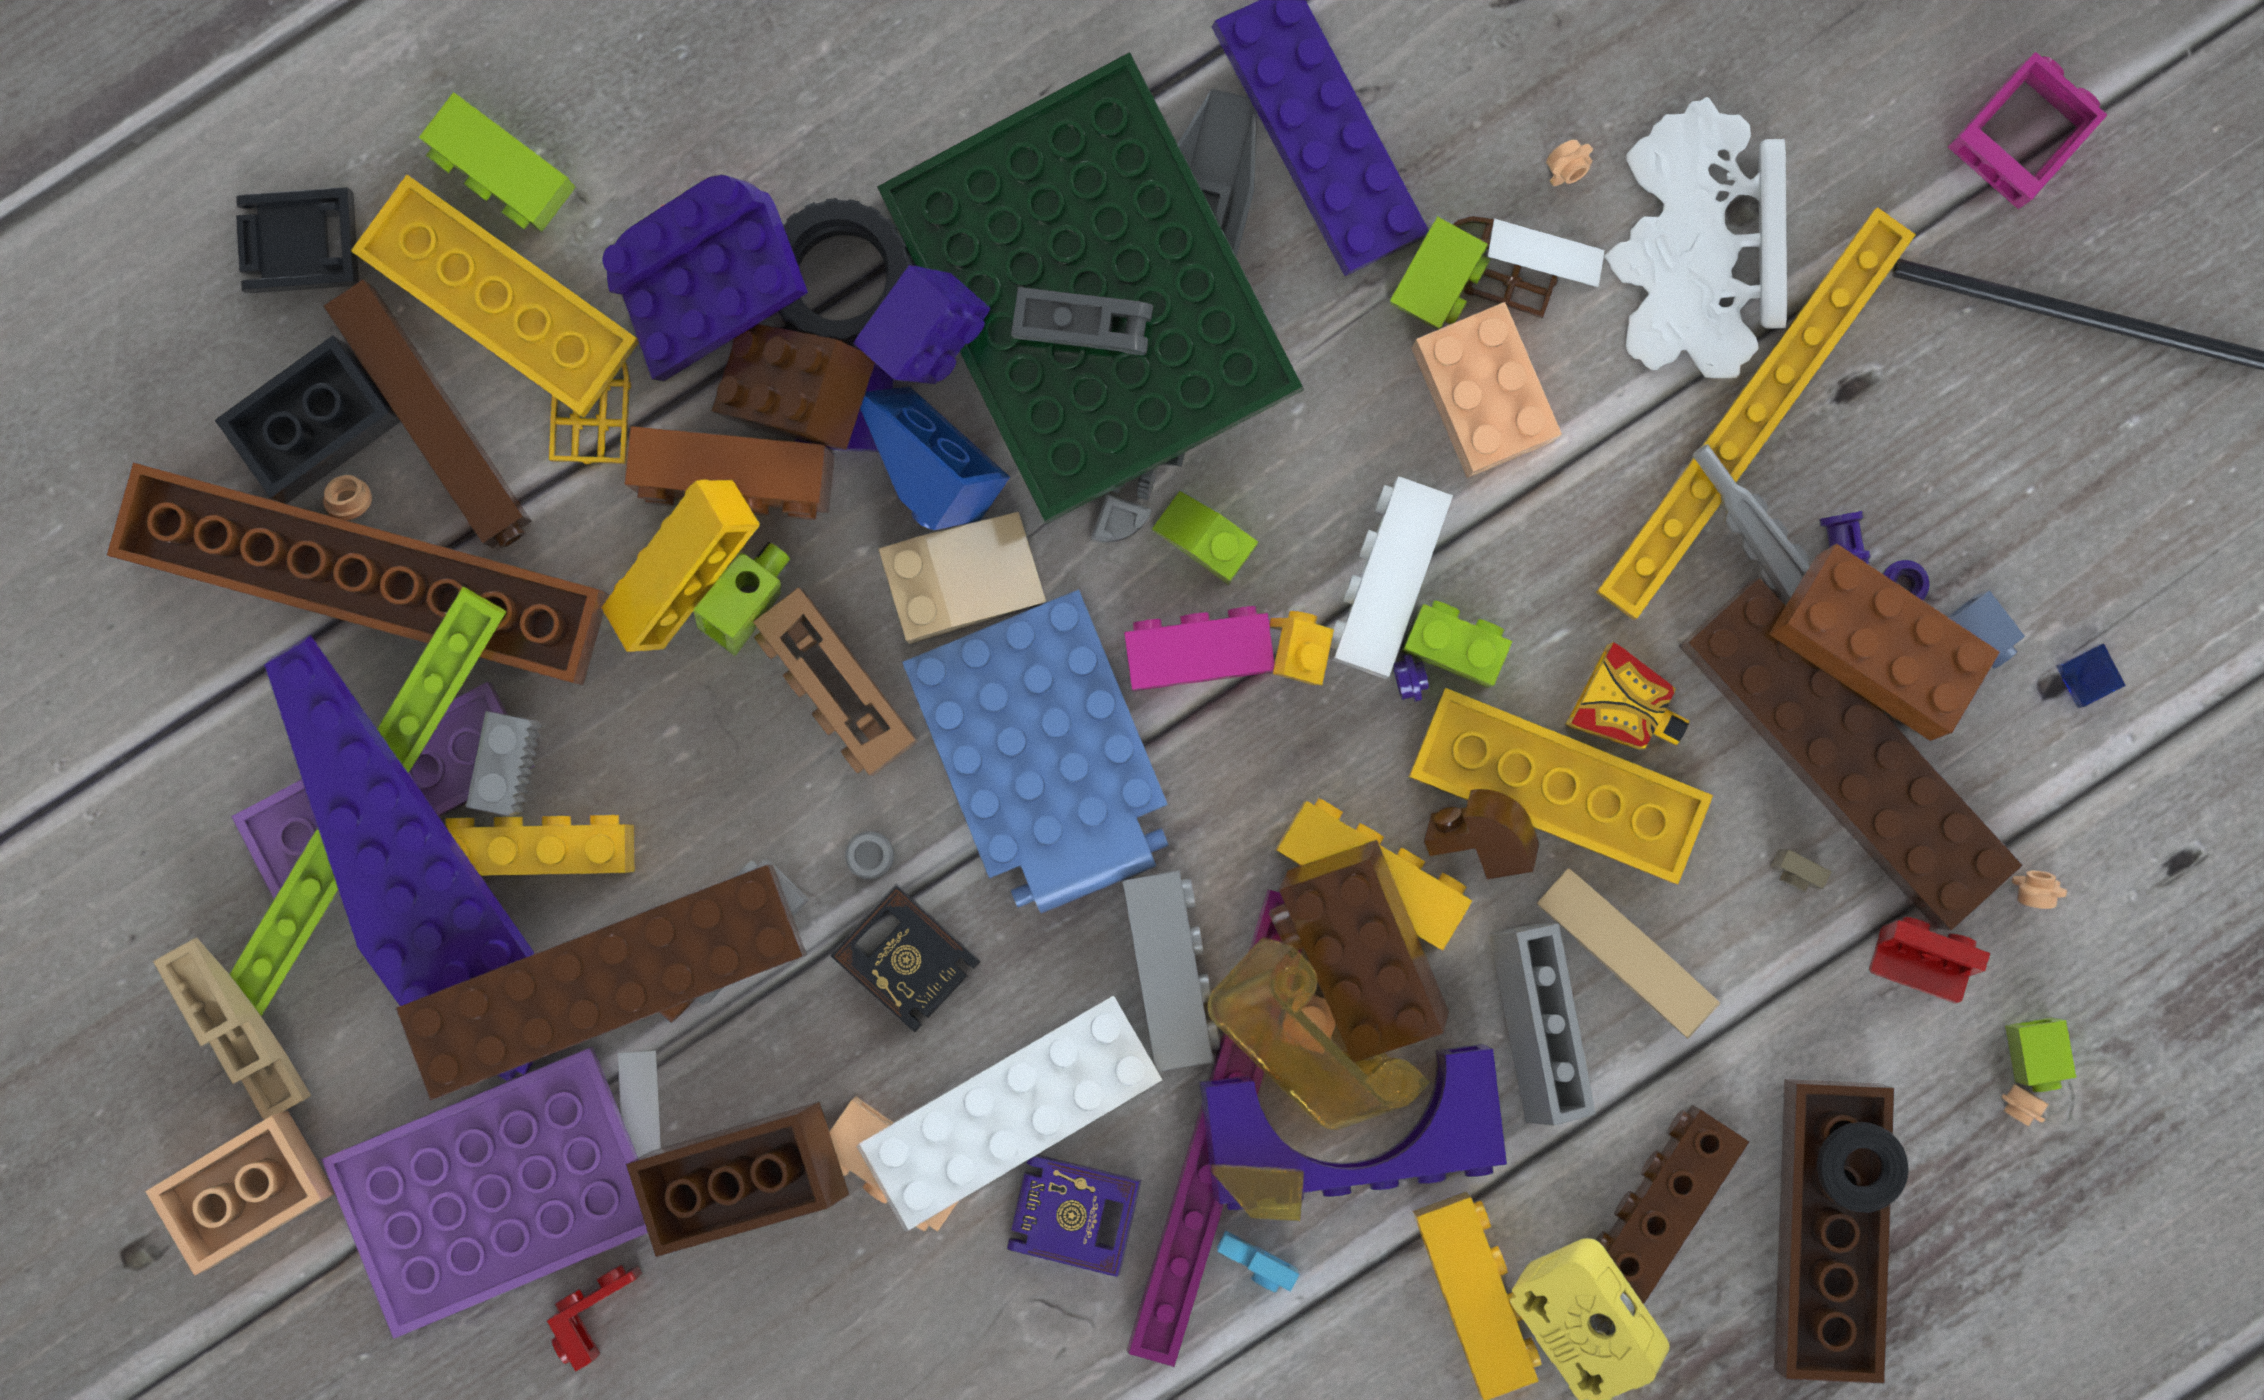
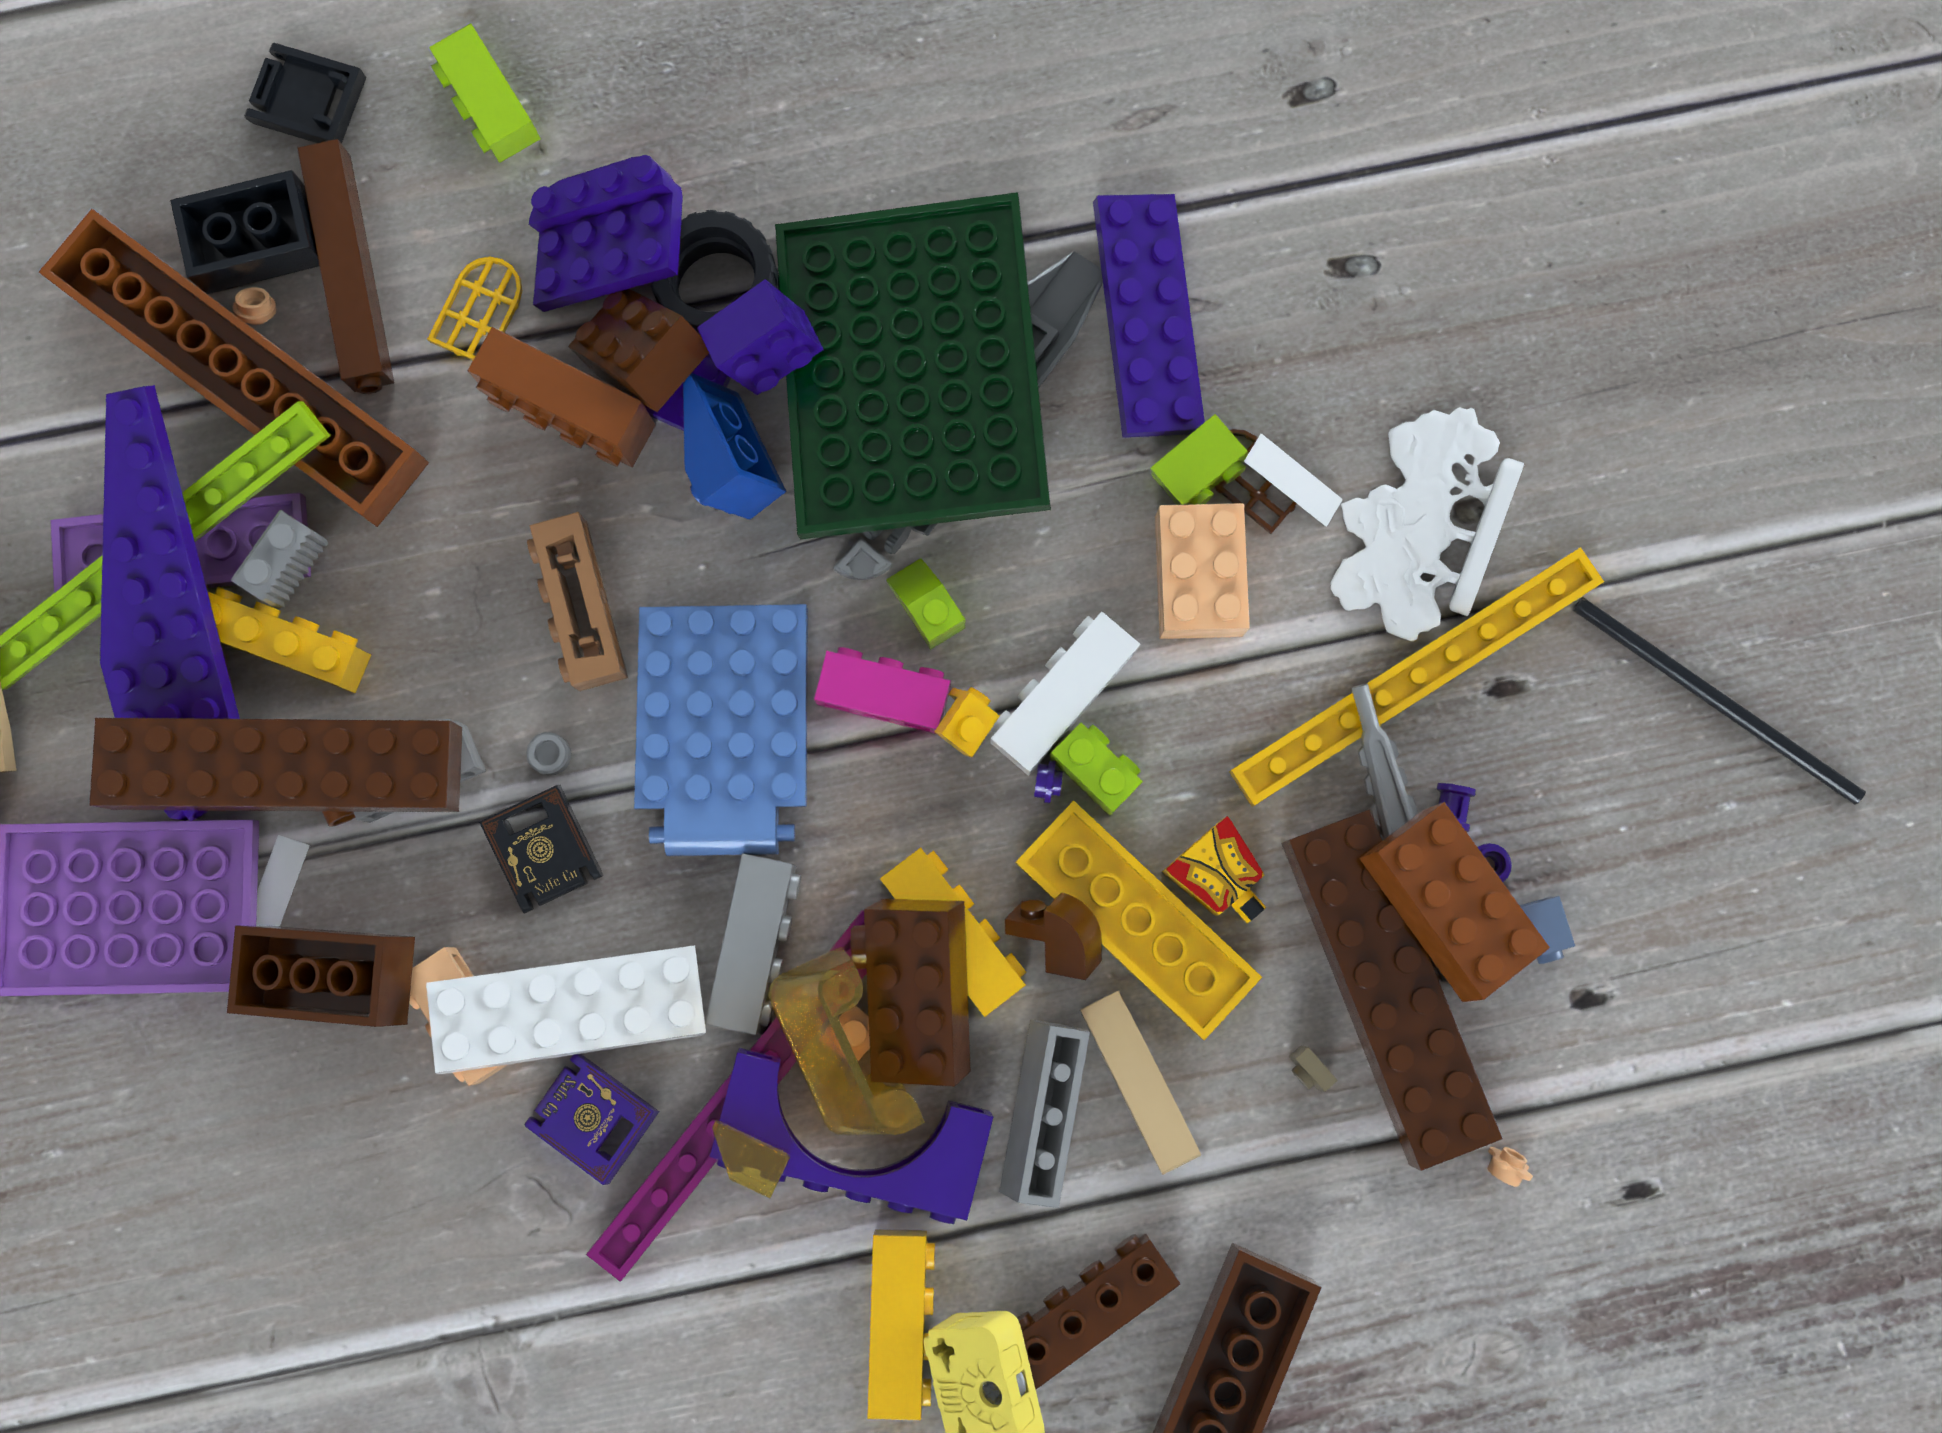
camera: 20 degrees right, 5 degrees down
(495, 296) = (439, 195): yellow plate -> none
(571, 1337) = (136, 1051): red bracket -> none
(680, 565) = (486, 453): yellow brick -> none
(727, 612) = (527, 501): lime torso -> none
(961, 576) = (714, 557): tan slope -> none
(1080, 320) = (891, 384): dark grey plate -> none
(1267, 1268) = (733, 1229): medium azure plate -> none
(1569, 162) = (1340, 416): light nougat plate -> none
(1891, 1177) = (1296, 1352): black tyre -> none
(1926, 960) = (1391, 1188): red bracket -> none
(1995, 163) = (1692, 551): dark pink window -> none
(2024, 1105) = (1428, 1347): light nougat plate -> none
(2041, 1053) = (1459, 1308): lime brick -> none
(2090, 675) = (1618, 1002): clear blue plate -> none

